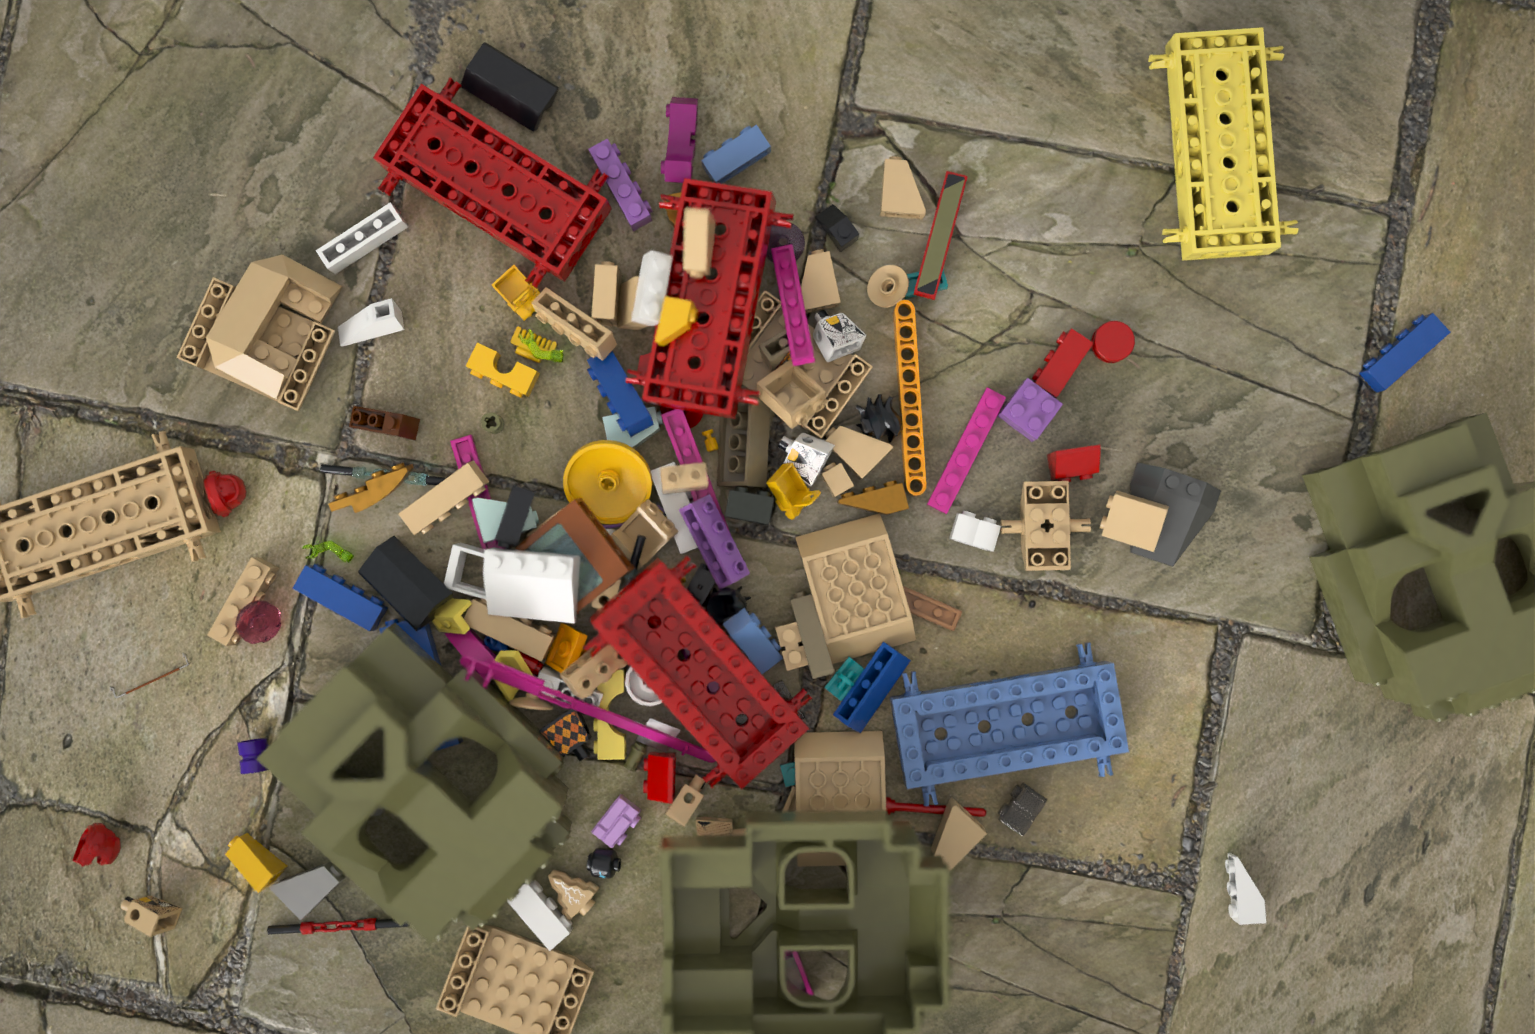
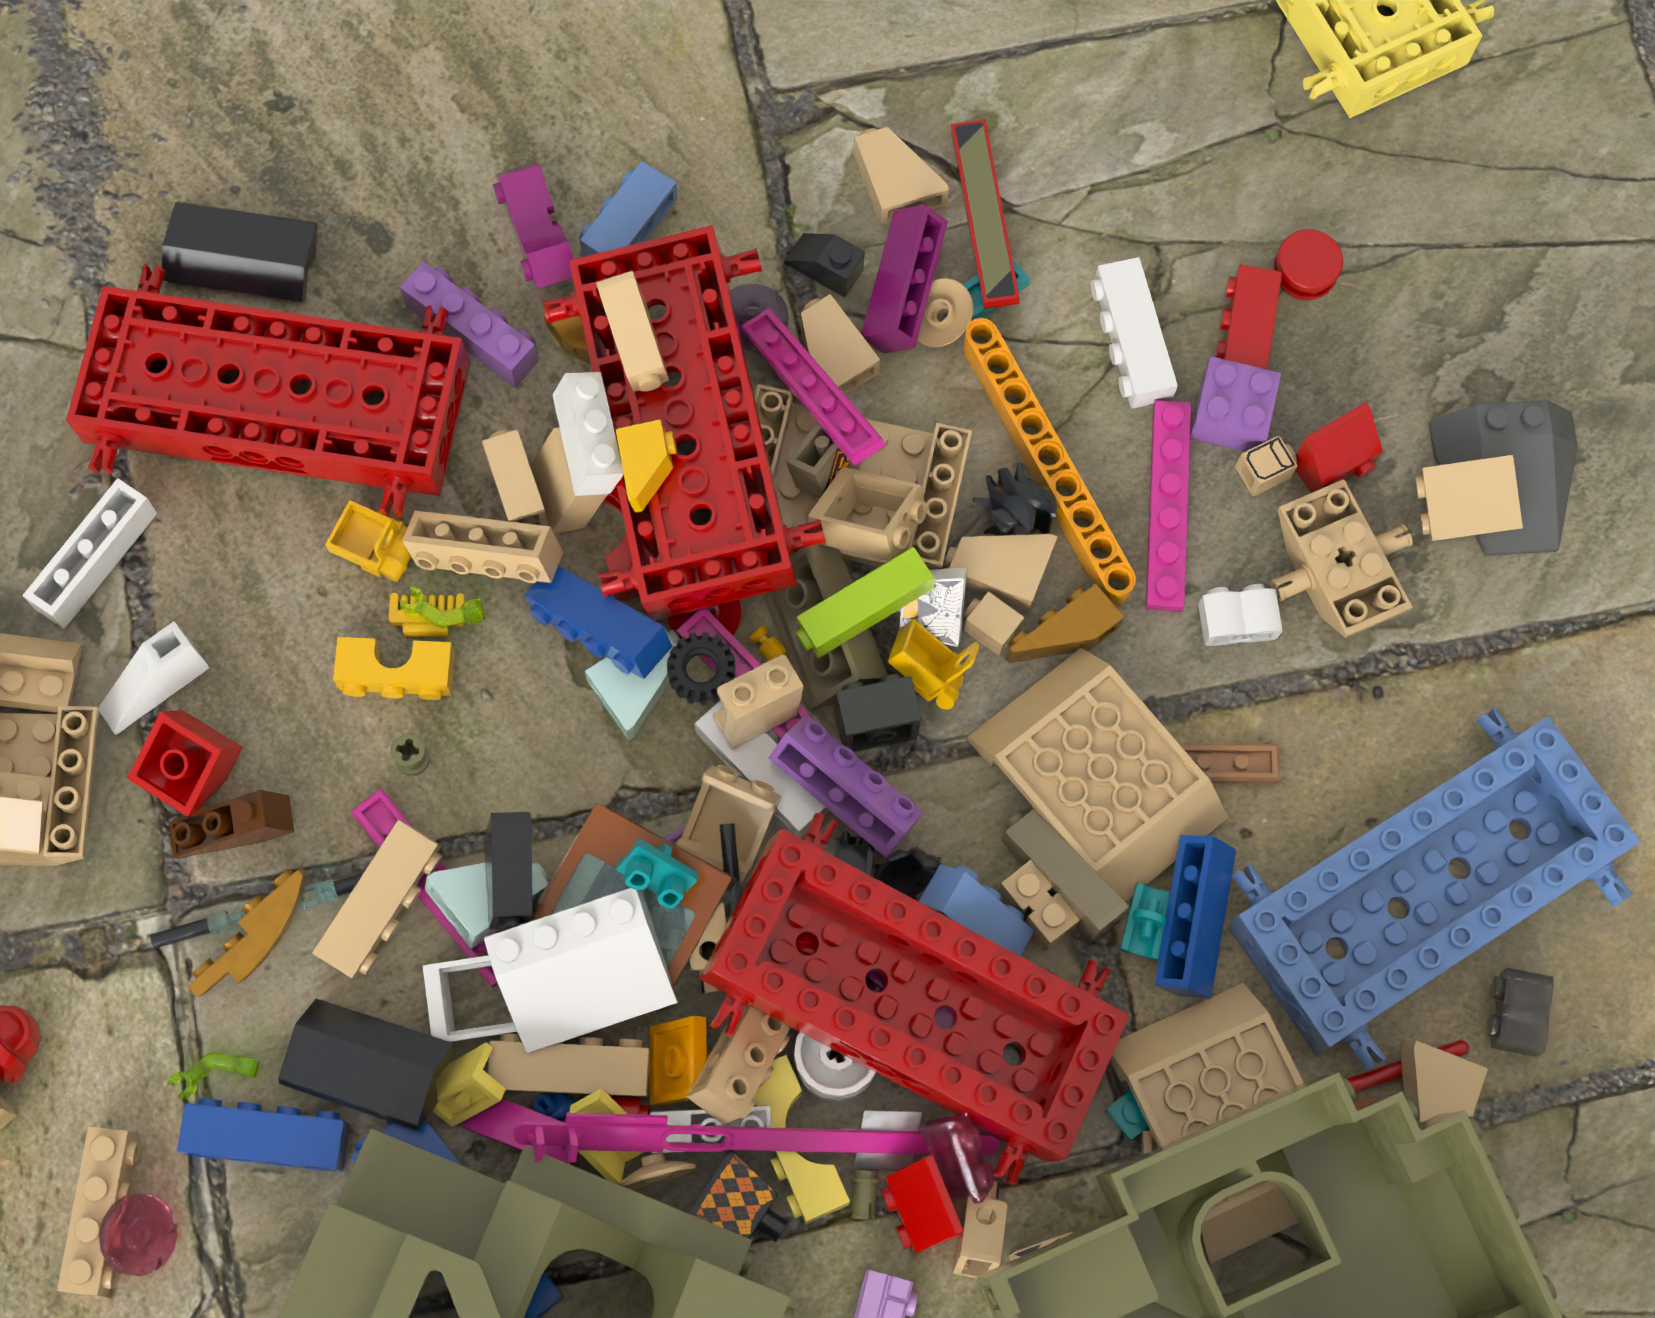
camera: 25 degrees left, 15 degrees down
(371, 377) = (183, 761): none -> red slope
(590, 552) = (657, 871): none -> teal hips
(608, 479) = (636, 758): yellow dish -> none
(650, 443) = (692, 647): none -> black tyre
(688, 762) = (959, 1156): none -> clear pink bracket
(765, 446) = (864, 603): none -> lime brick
(836, 335) = (898, 408): white torso -> none
(876, 257) = (904, 279): none -> magenta brick
(993, 342) = (1134, 333): none -> white brick
(1031, 452) = (1266, 465): none -> tan brick

